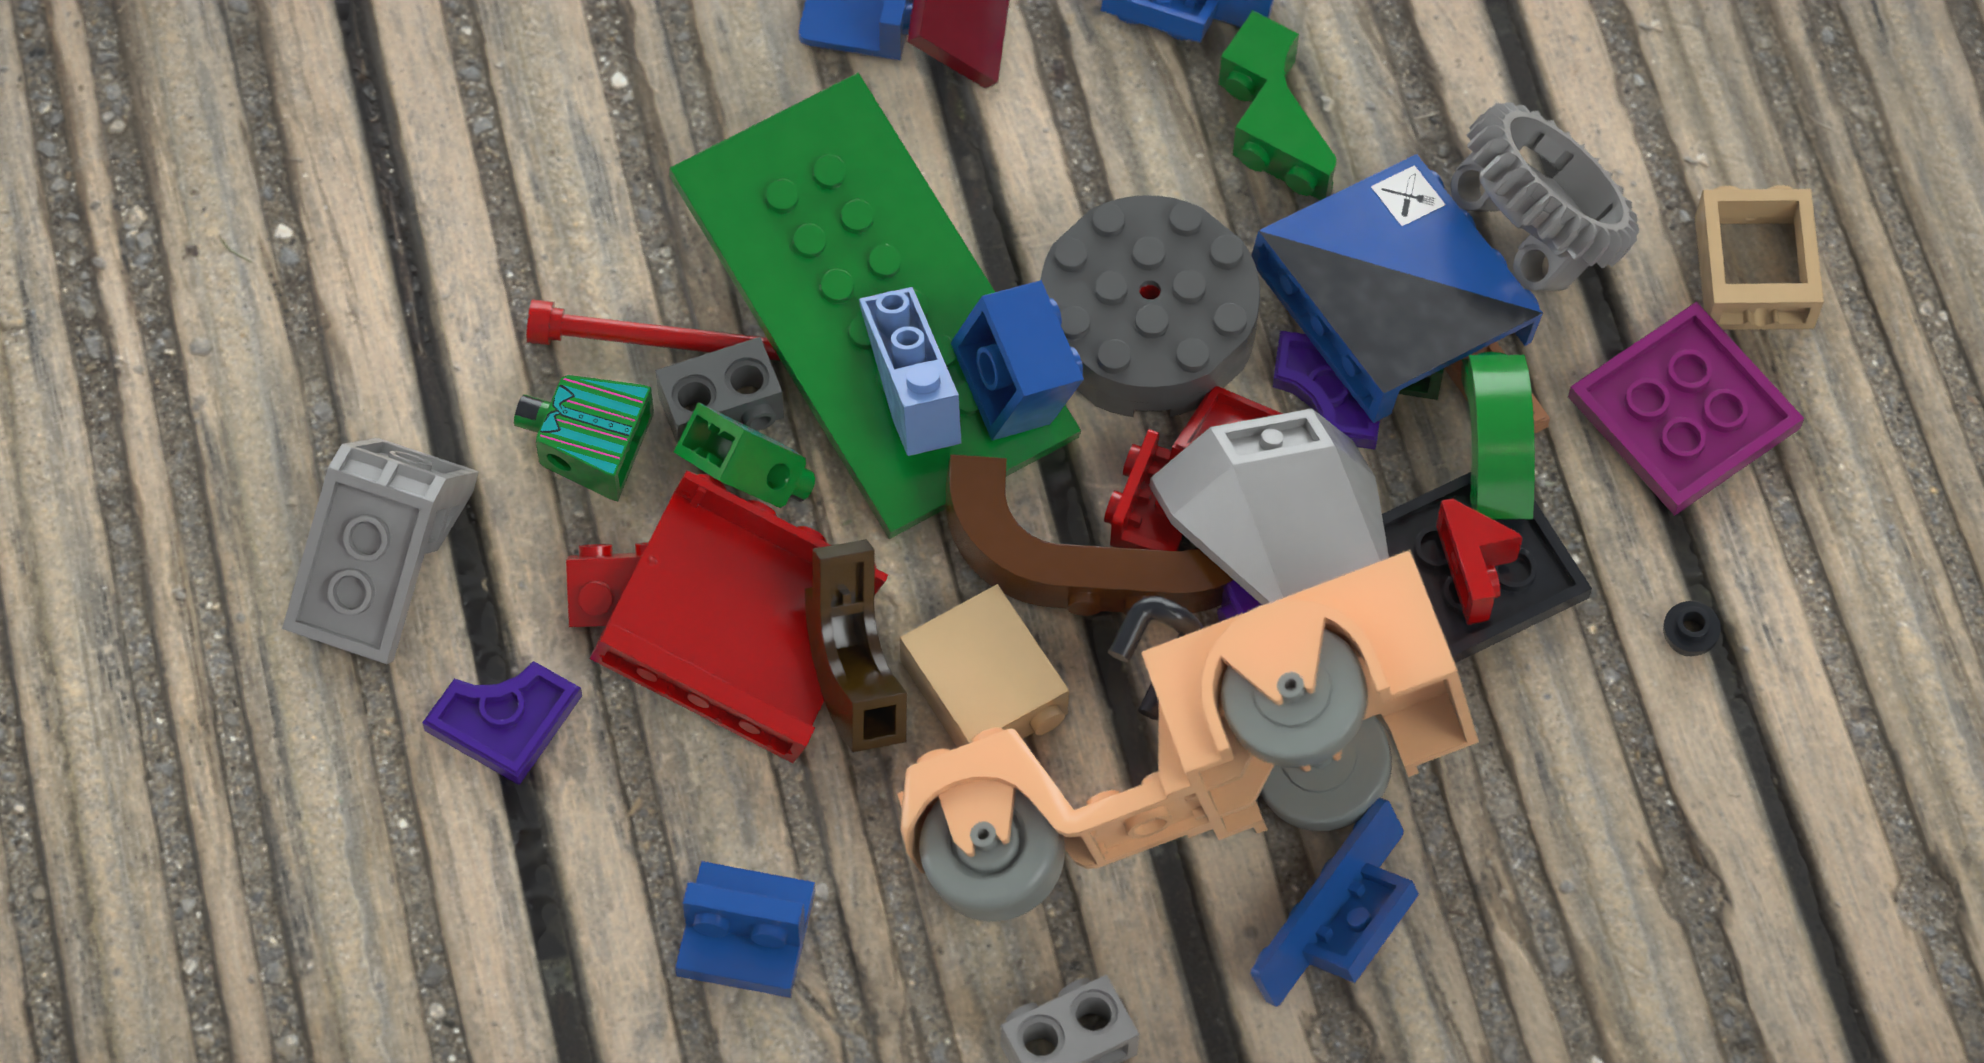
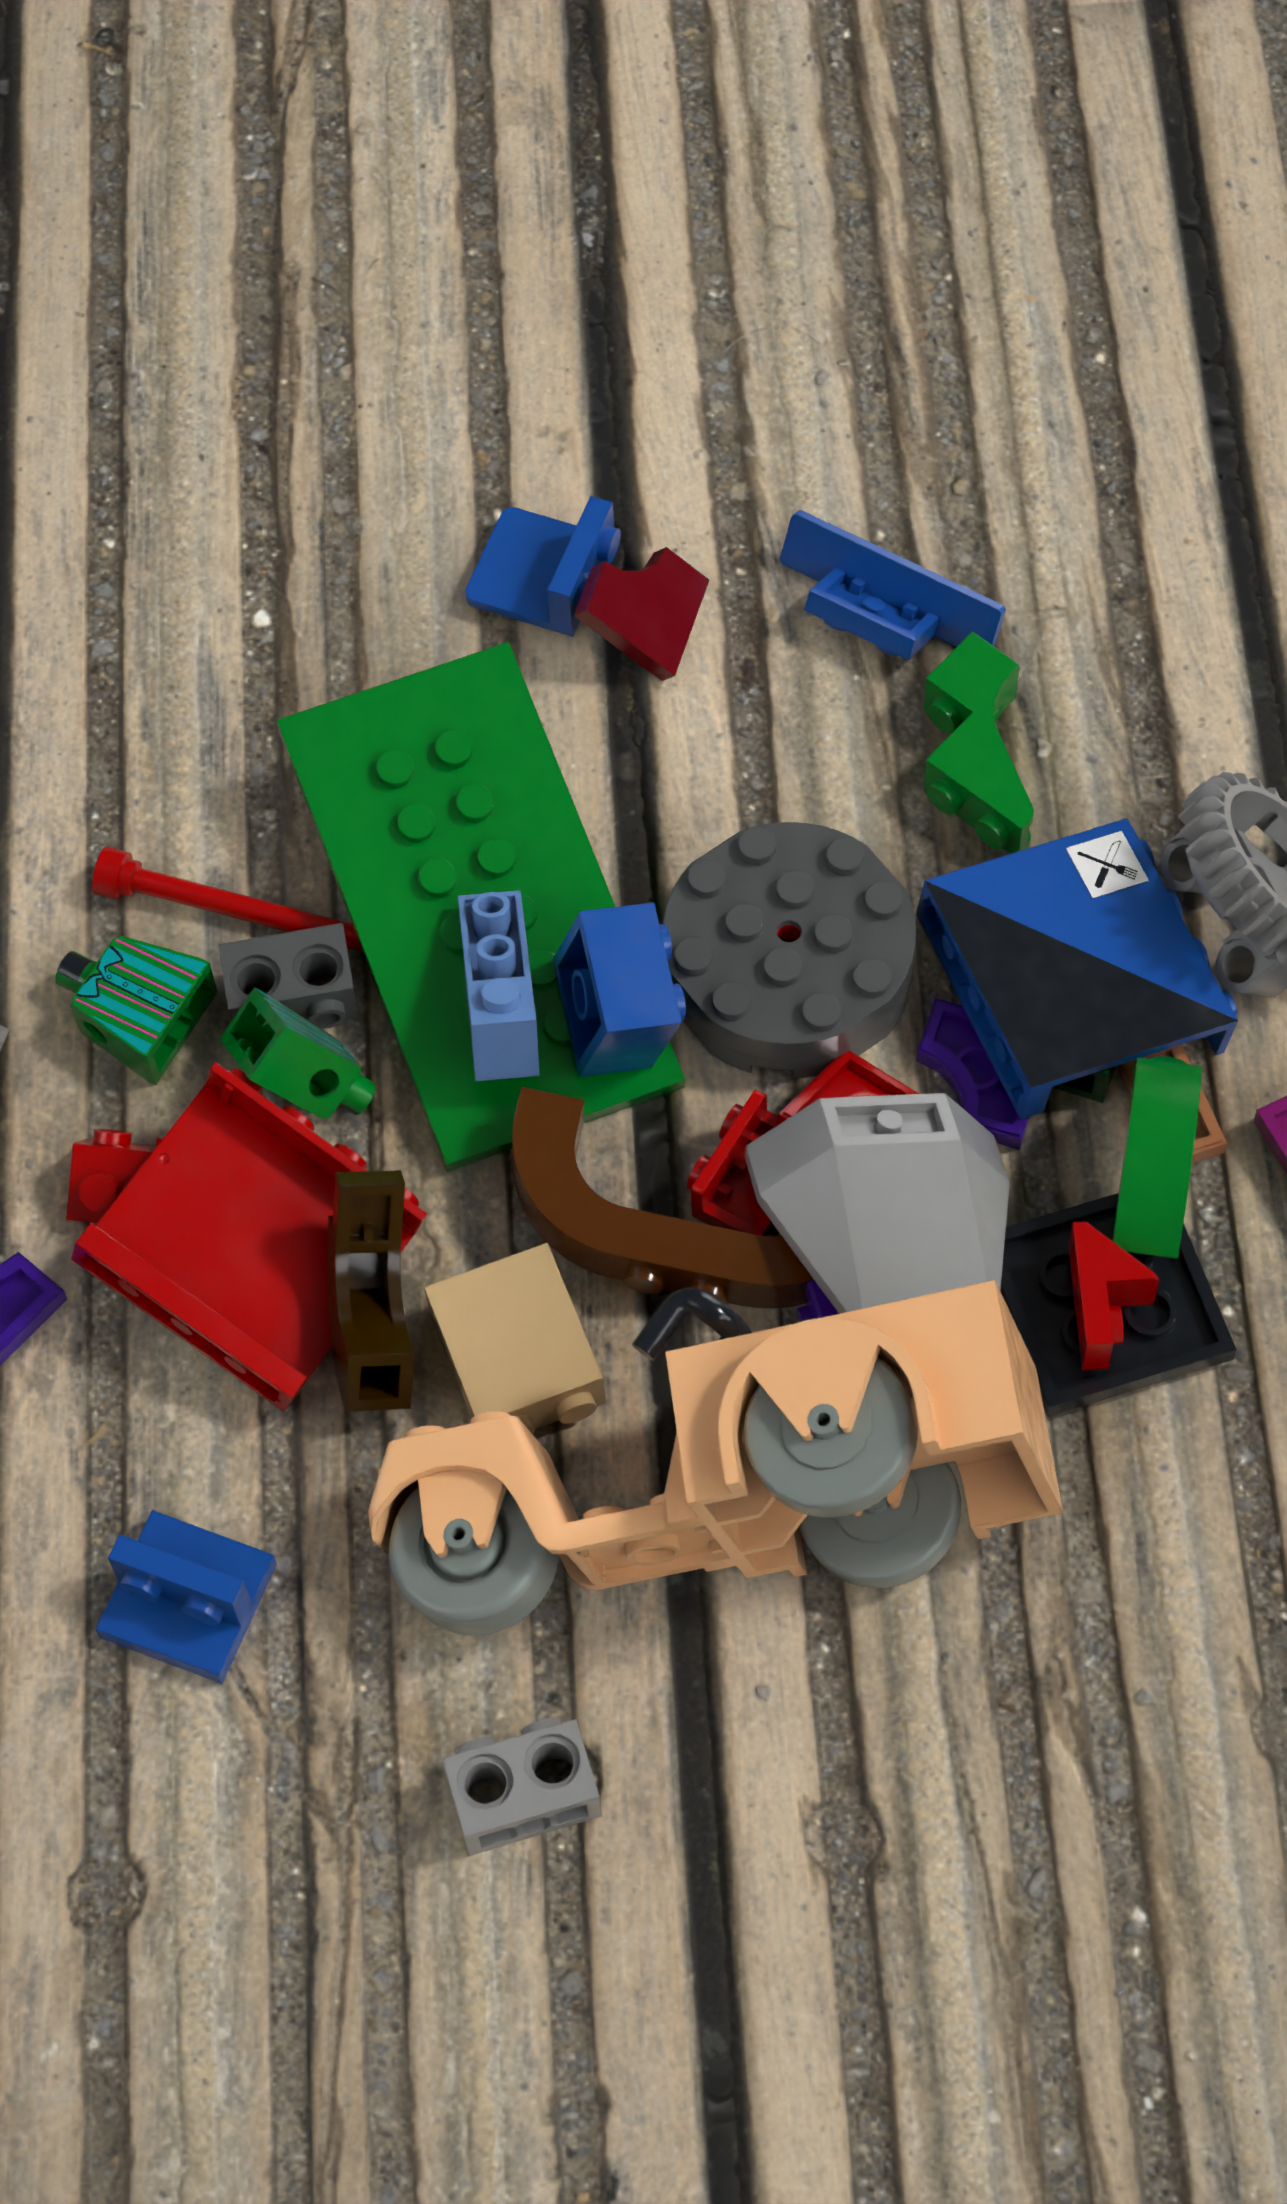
camera: 15 degrees right, 0 degrees up
(1344, 911) = (871, 1687): blue bracket -> none

